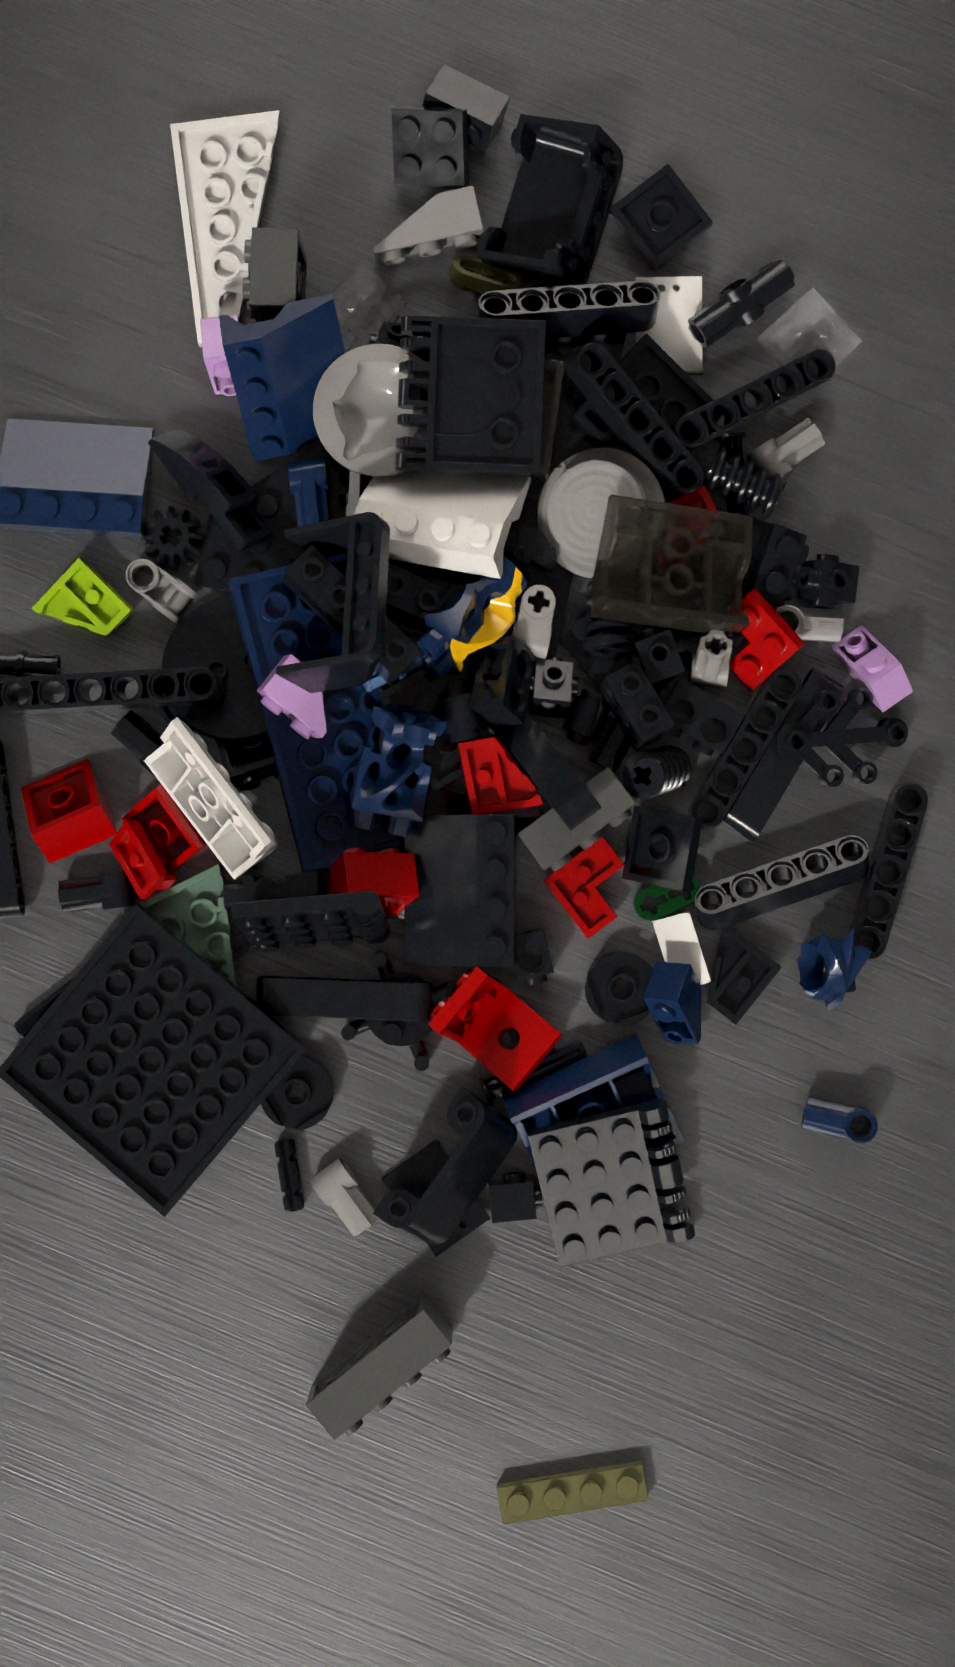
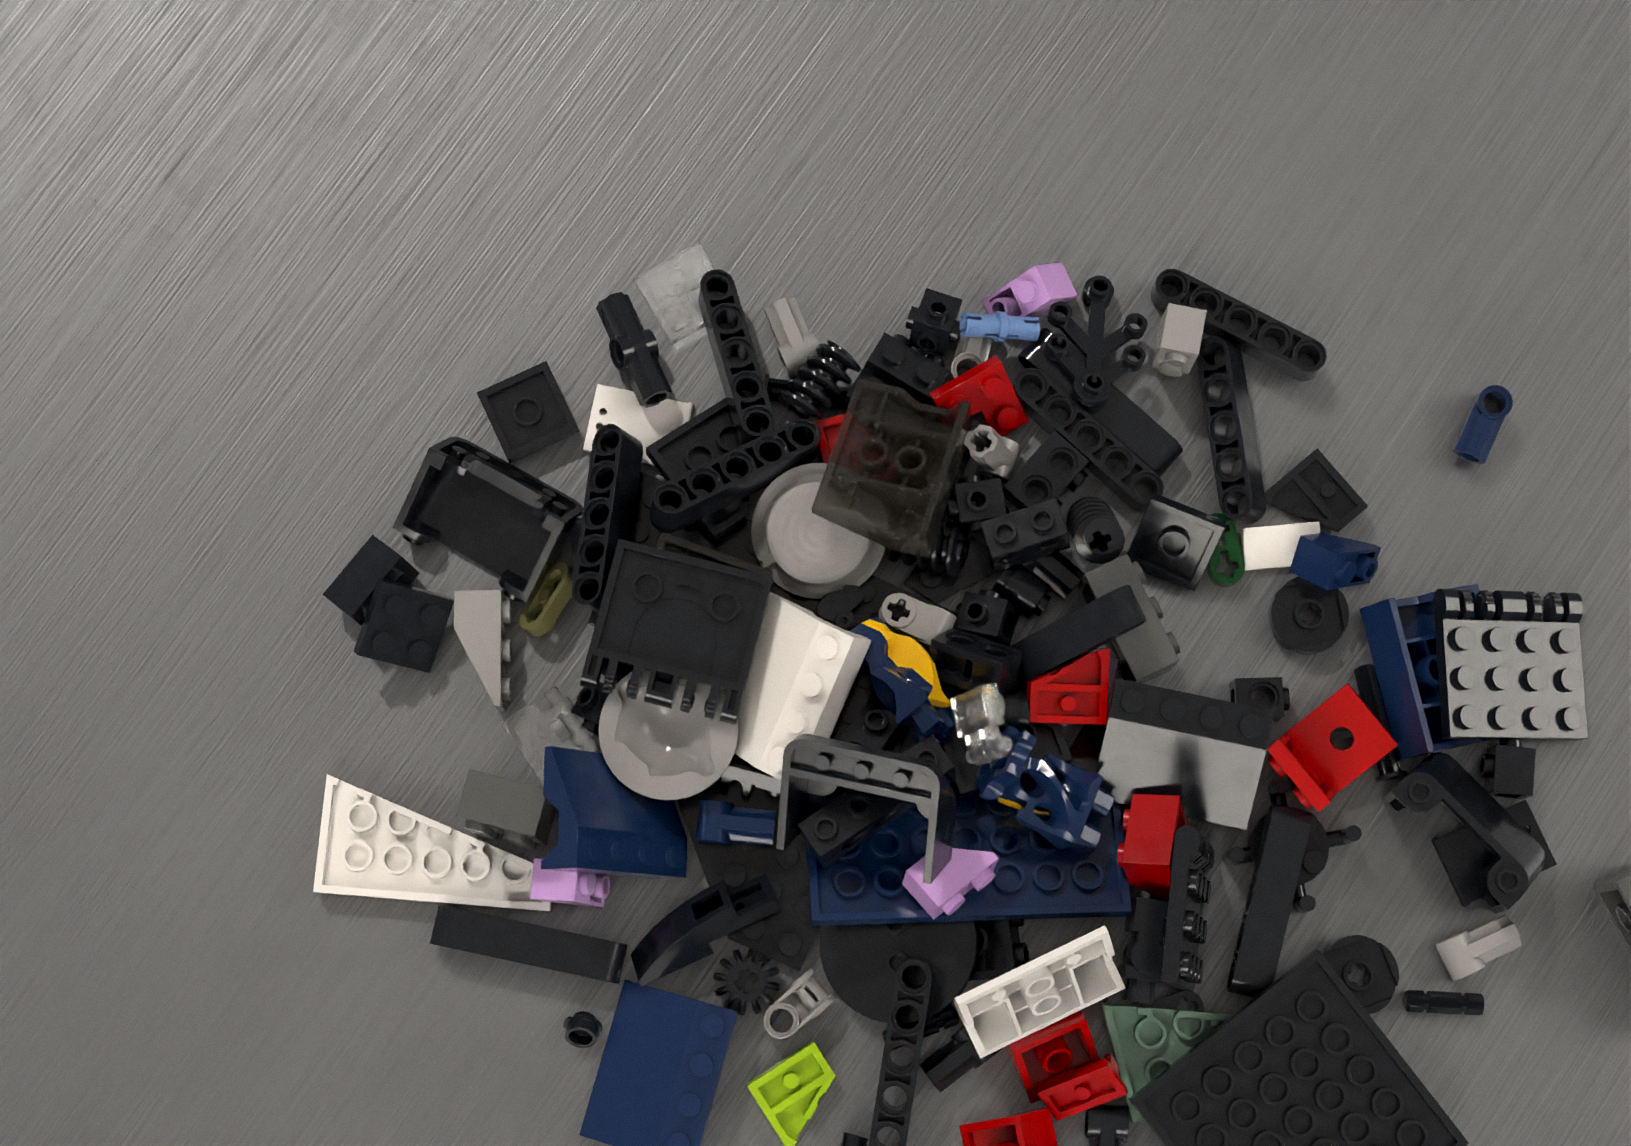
camera: 80 degrees left, 10 degrees down
(99, 398) = (582, 1029): none -> black plate
(165, 332) = (528, 944): none -> black beam
(444, 691) = (977, 719): none -> clear plate
(577, 883) = (1196, 636): red plate -> none
(830, 967) = (1327, 398): dark blue hair -> none
(834, 642) = (999, 326): none -> medium blue pin
(858, 815) = (1178, 339): none -> light grey brick

